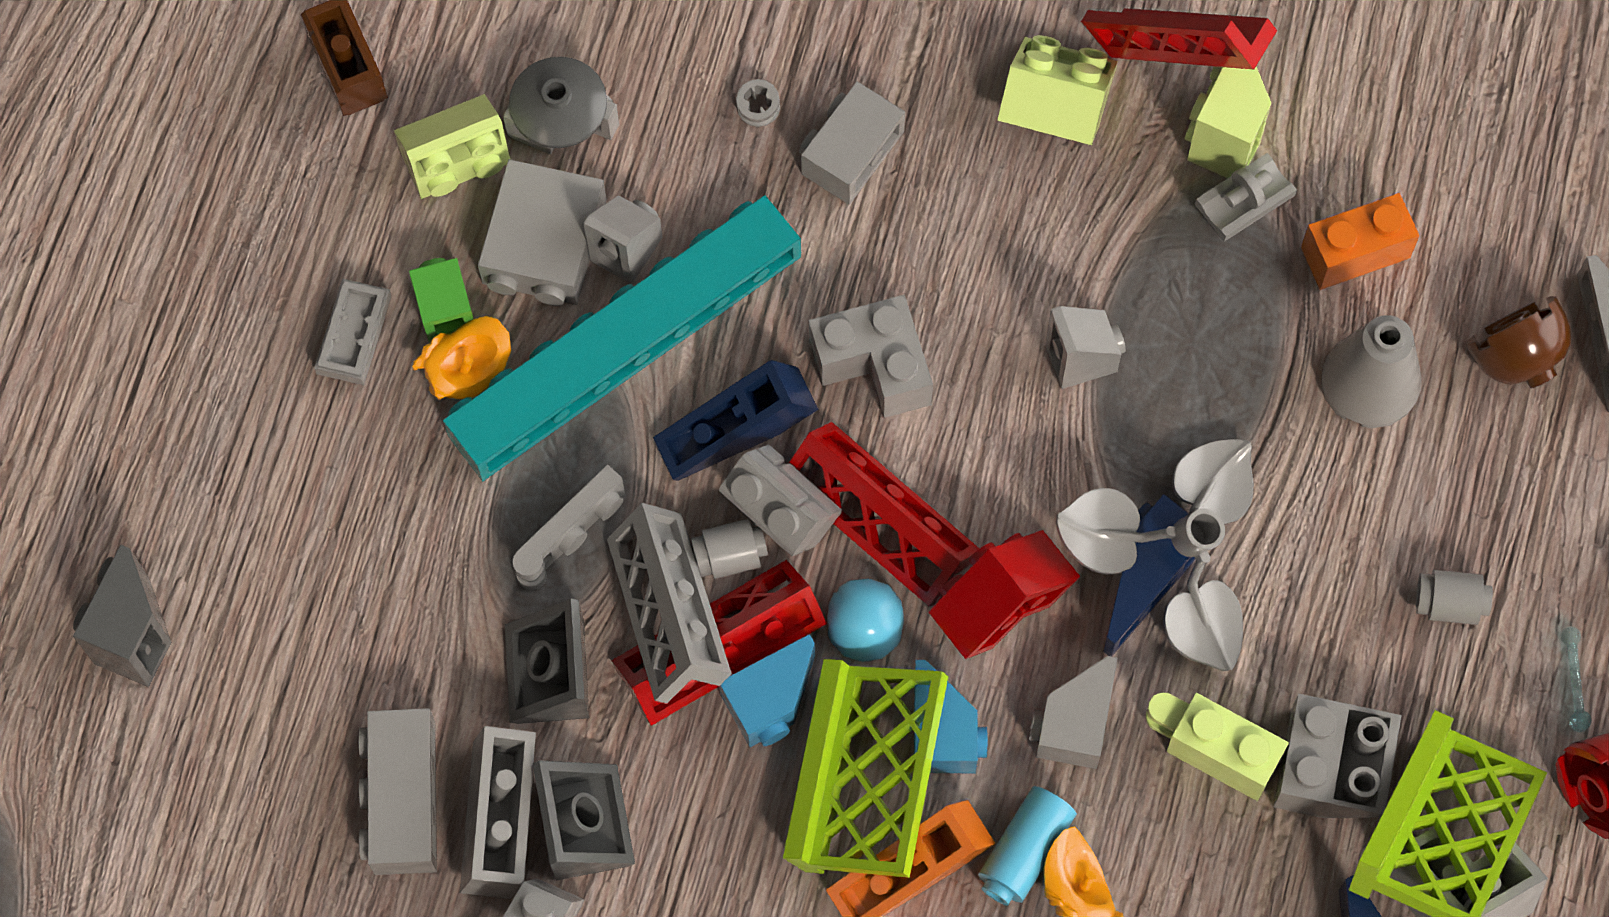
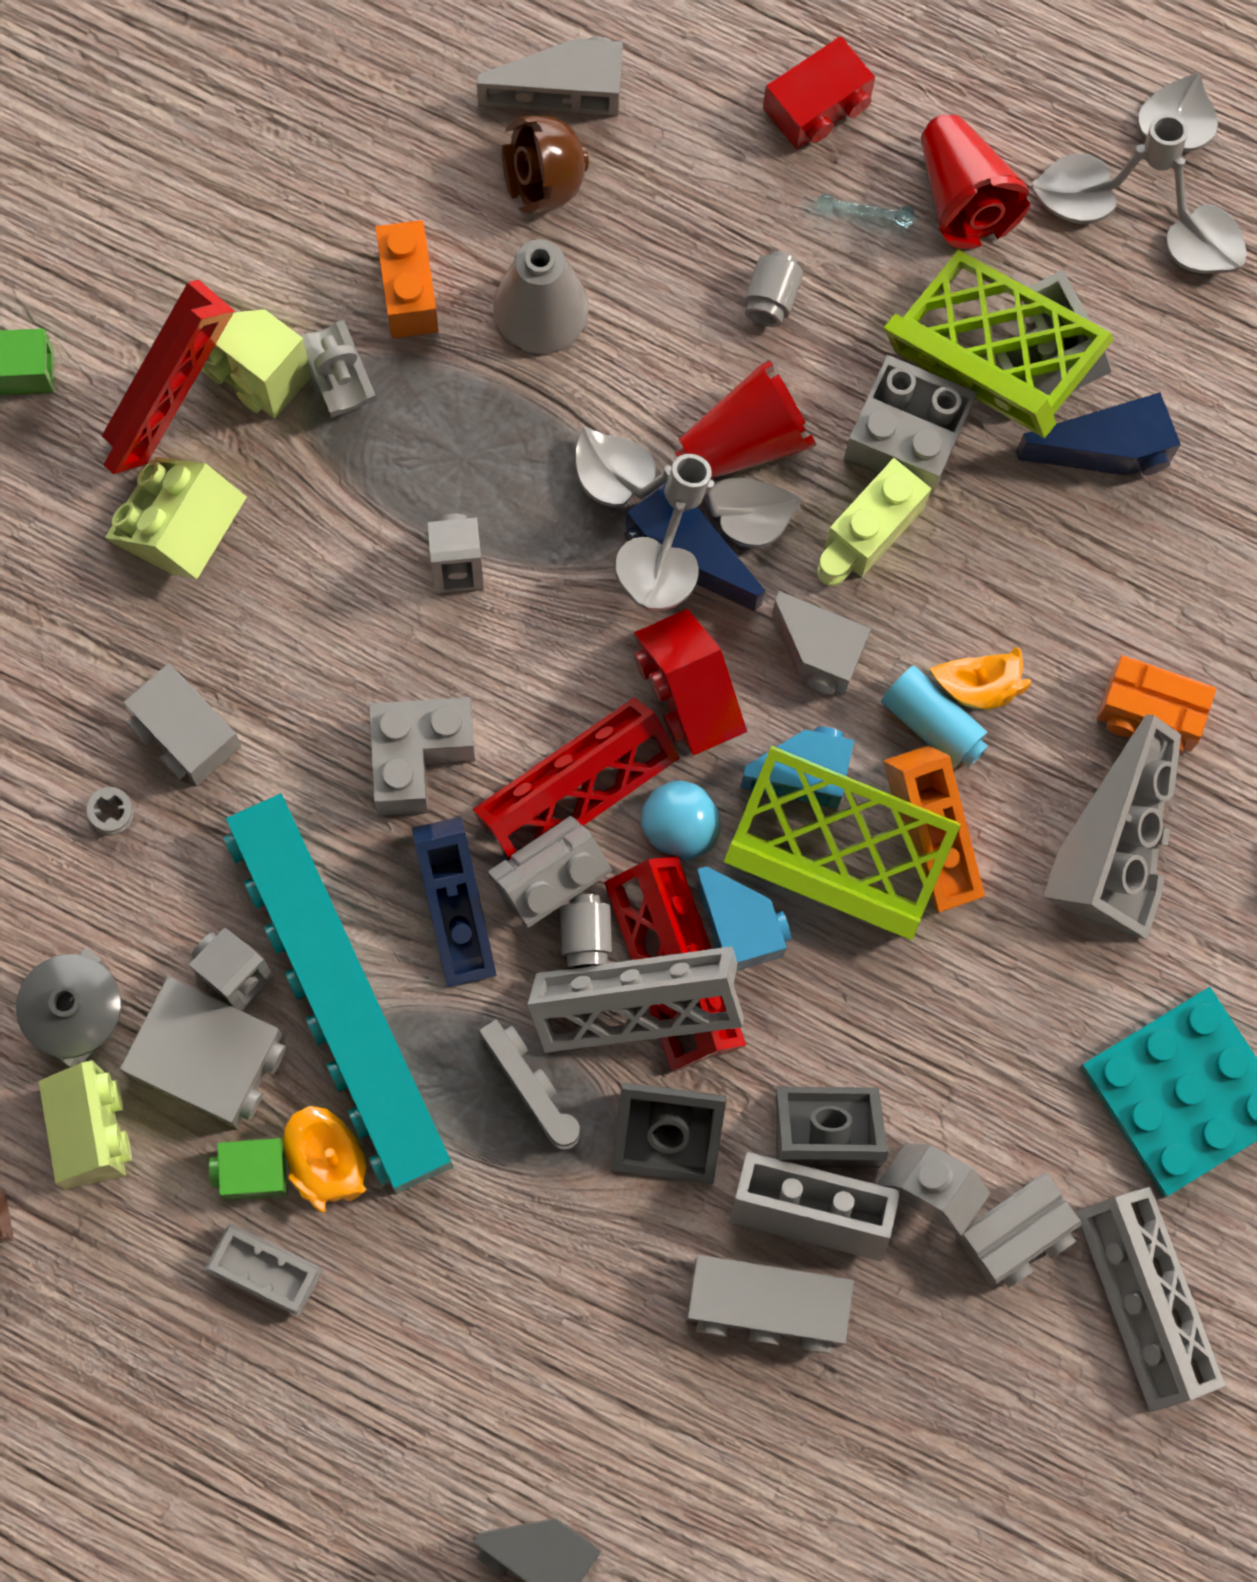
camera: 85 degrees left, 5 degrees up
(1290, 598) = (749, 426): none -> red cone

